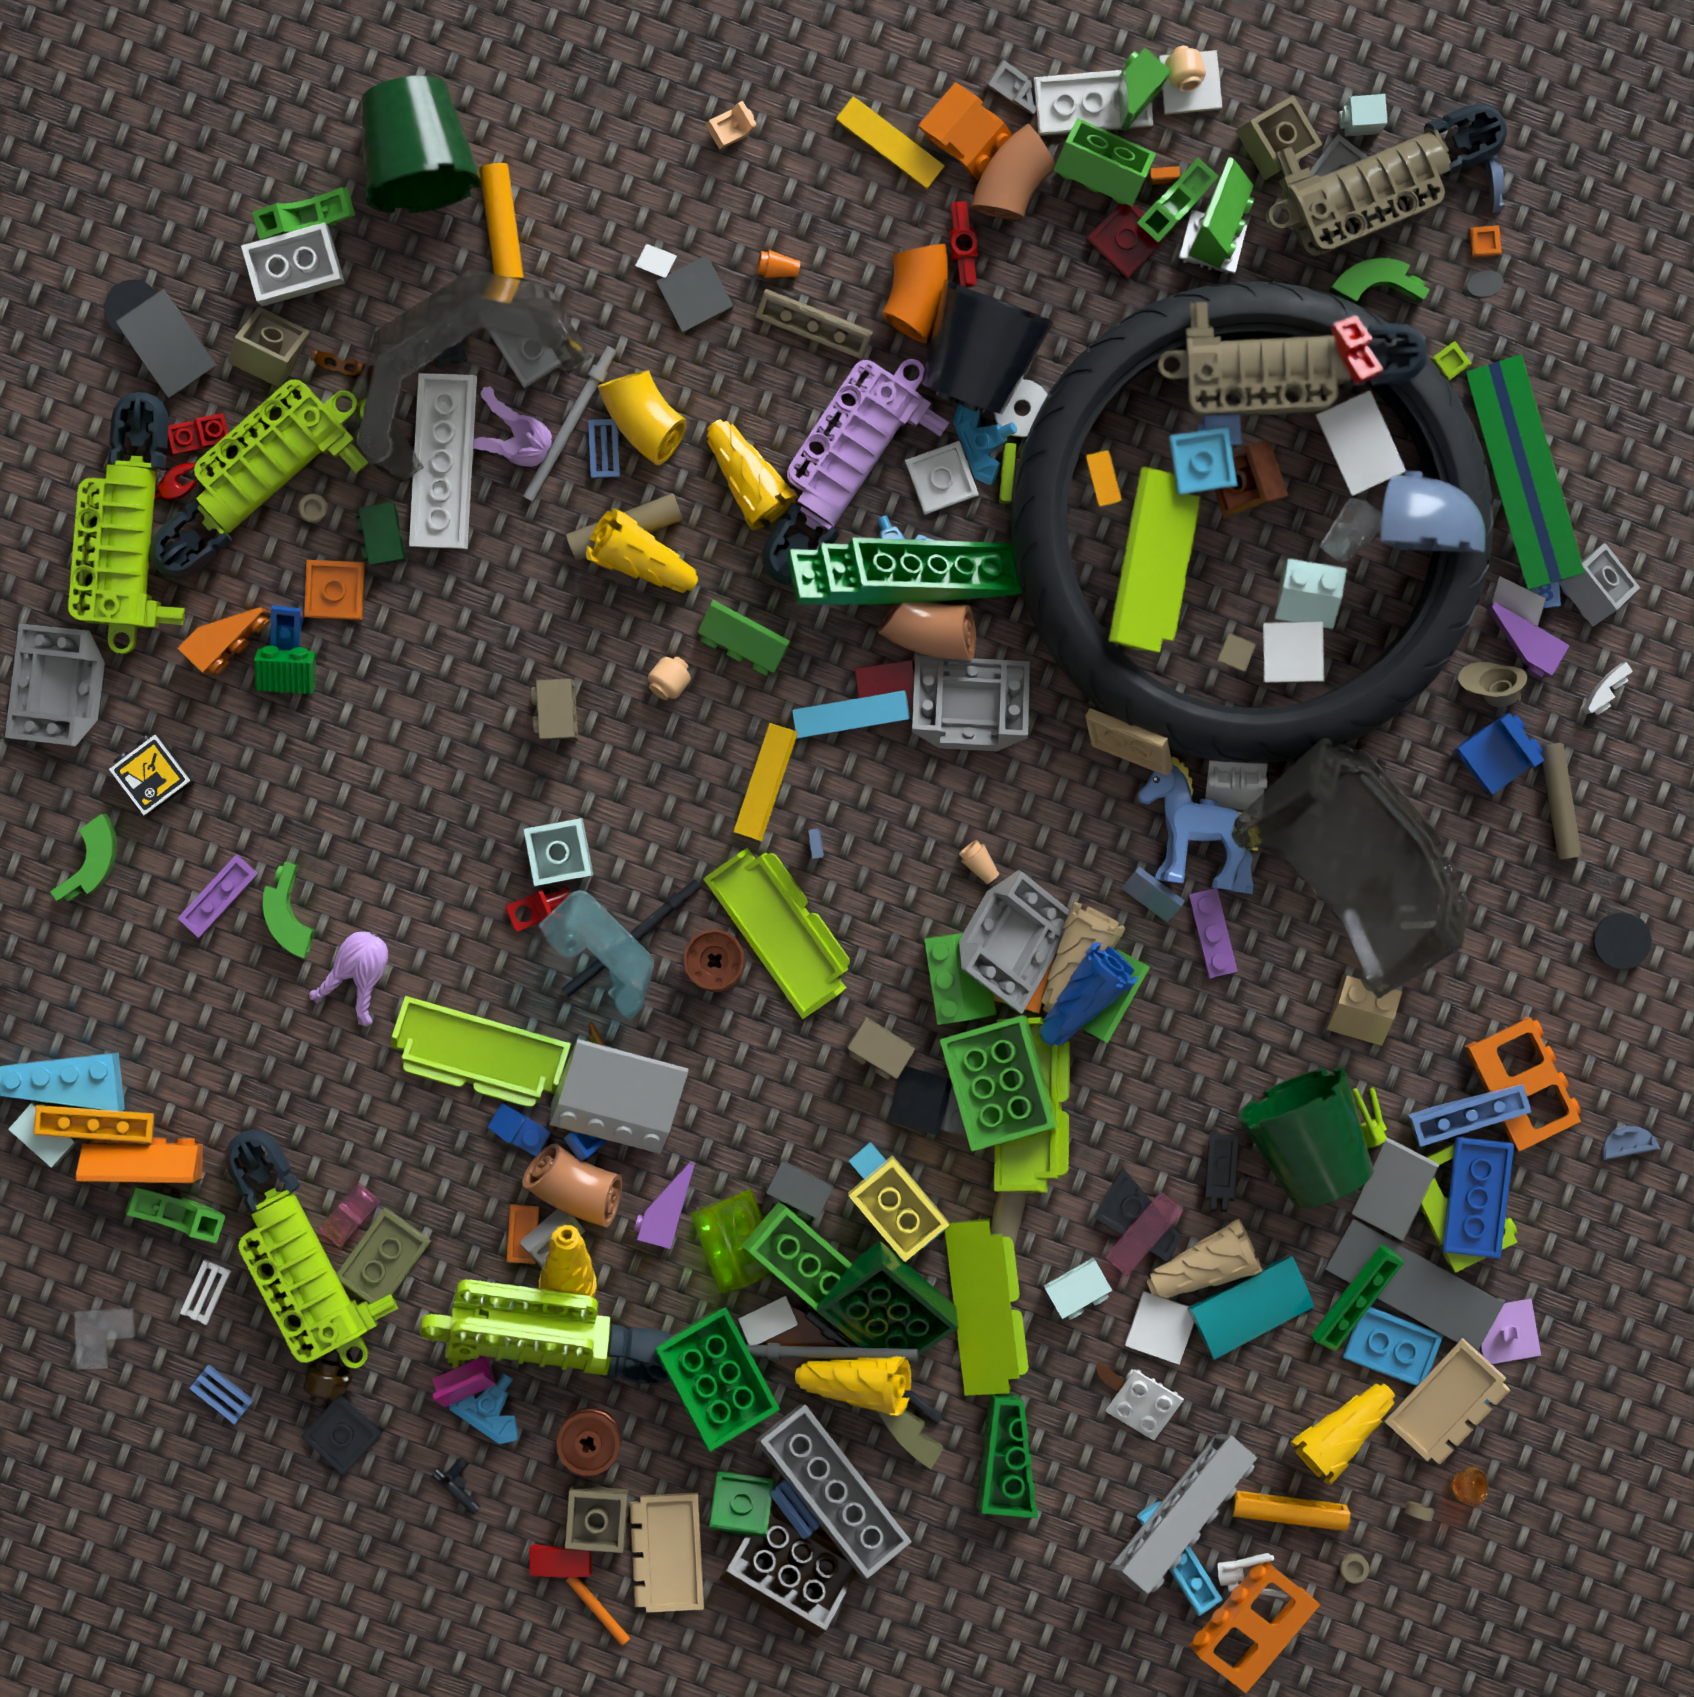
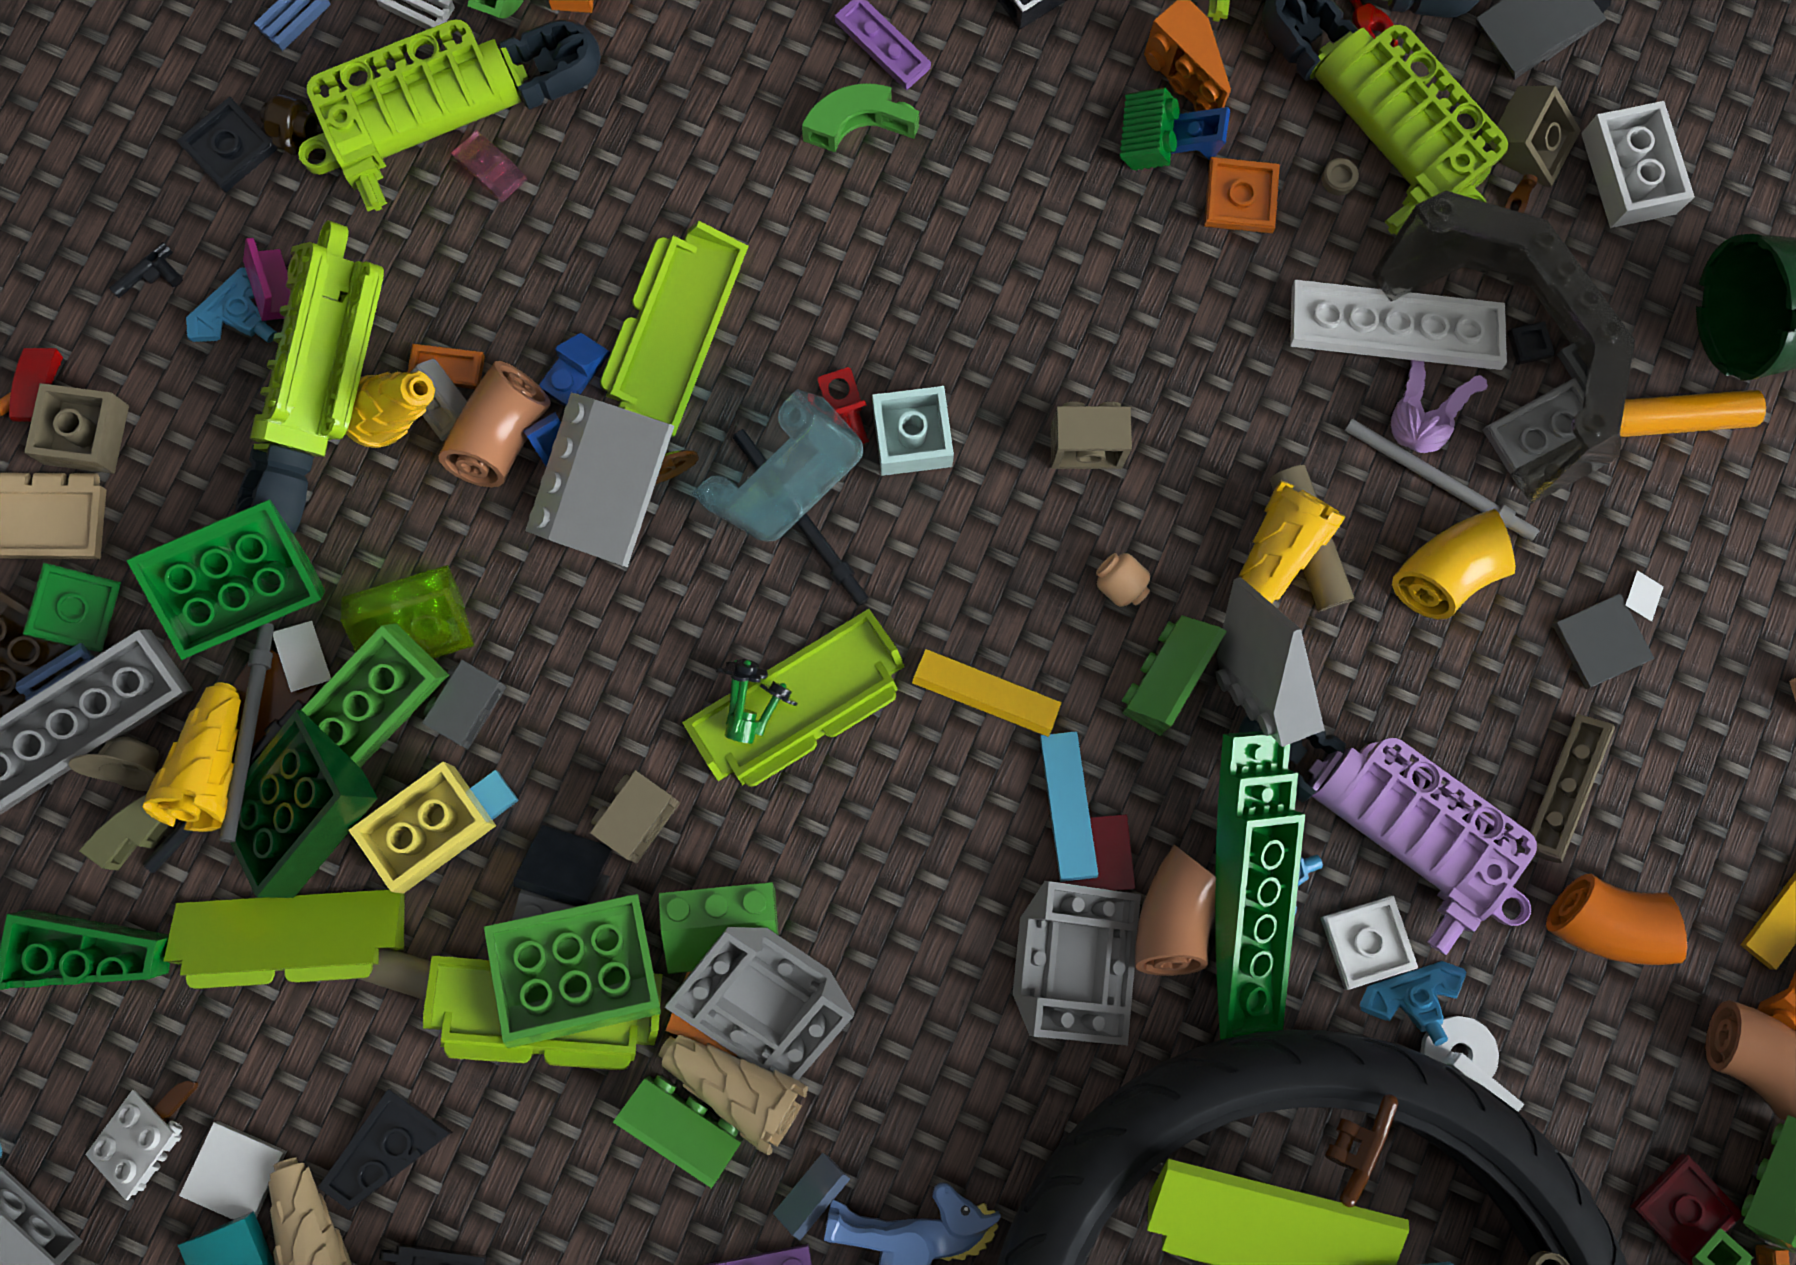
camera: 90 degrees right, 10 degrees down
(196, 434) = (1431, 34): red slope -> none
(288, 217) = (1707, 210): bright green arch -> none
(363, 959) = (794, 196): lavender hair -> none
(381, 534) = (1309, 249): dark green brick -> none
(382, 1257) = (434, 203): olive tile -> none
(586, 1458) = (175, 425): copper wheel -> none
(592, 444) = (1408, 505): medium blue tile -> none
(663, 1214) = (444, 531): medium lavender slope -> none
(714, 943) = (765, 592): copper wheel -> none
(744, 571) = (1267, 667): none -> light grey slope
(751, 479) = (1372, 695): yellow cone -> none
(773, 265) = (1642, 745): orange cone -> none
(801, 971) = (742, 722): none -> green plant
(816, 843) = (905, 748): sand blue tile -> none
(861, 1444) = (120, 761): none -> dark tan piece
(962, 229) = (1692, 988): red axle -> none
(979, 861) = (869, 962): light nougat cone -> none
(981, 348) = (1556, 1004): black cone -> none
(1007, 473) = (1376, 1029): lime tile -> none
(1037, 401) = (1469, 1068): none -> white tile
(1078, 1289) = (295, 1062): light aqua brick -> none
(1091, 988) = (690, 1106): blue cone -> none
(1096, 493) = (1368, 1152): none -> reddish brown piece
(1103, 478) = (1396, 1161): light orange sticker -> none
(1129, 742) = (1018, 1177): tan tile -> none
(1143, 1233) = (356, 1157): clear pink tile -> none

